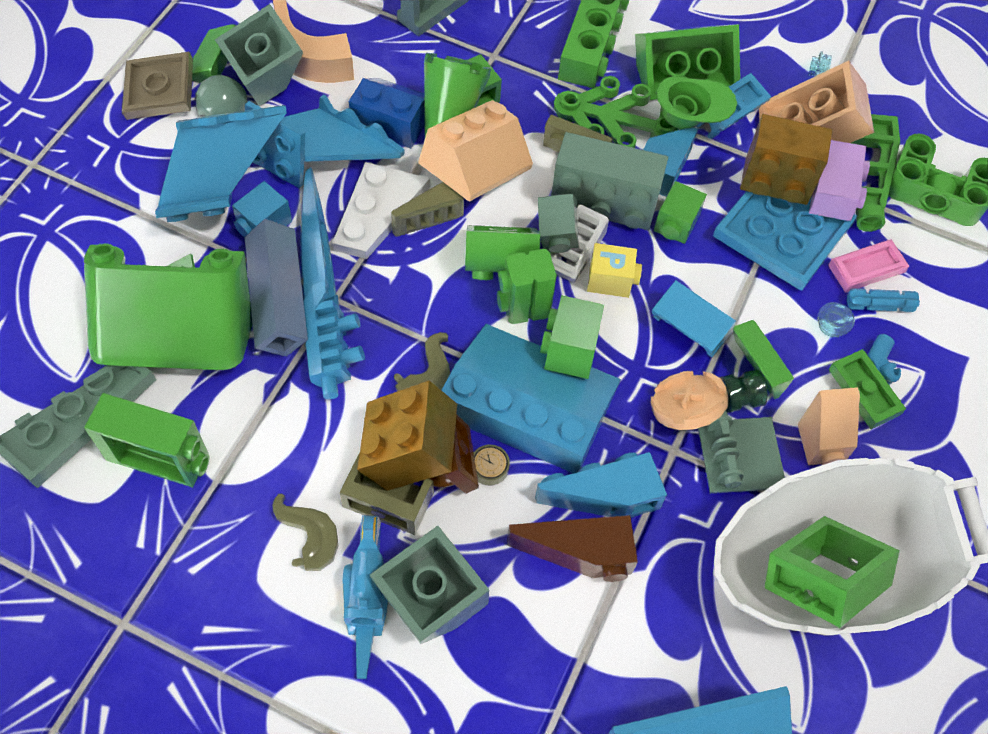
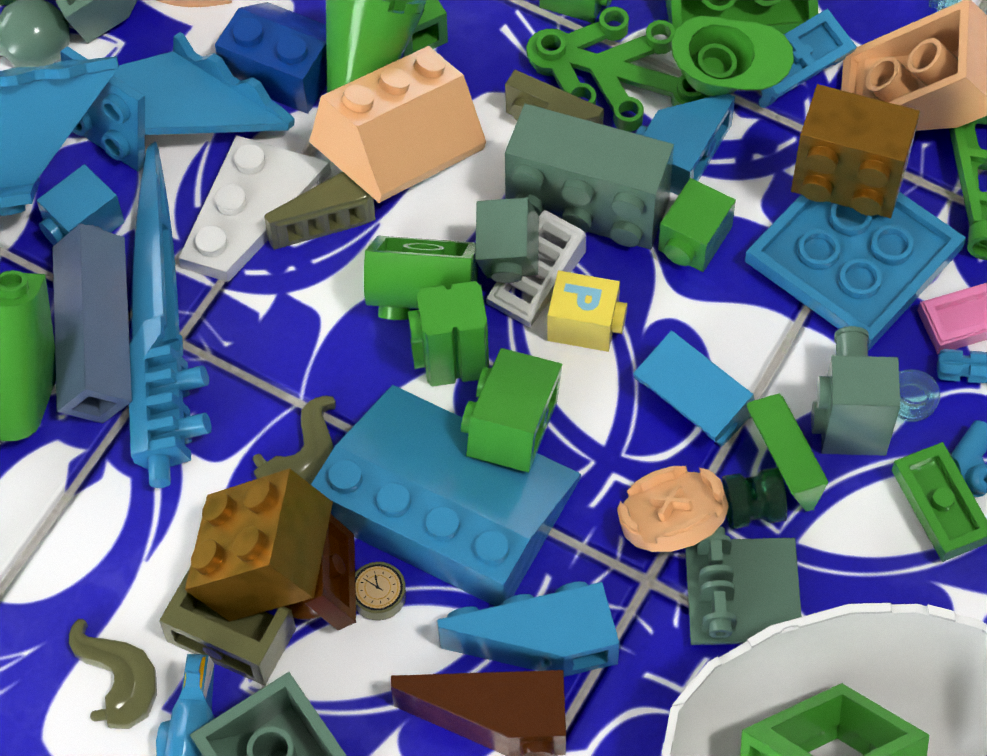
camera: 10 degrees right, 0 degrees up
(807, 321) = (856, 398): none -> sand green brick
(830, 426) = (873, 552): light nougat slope -> none
(840, 184) = (937, 183): lavender brick -> none

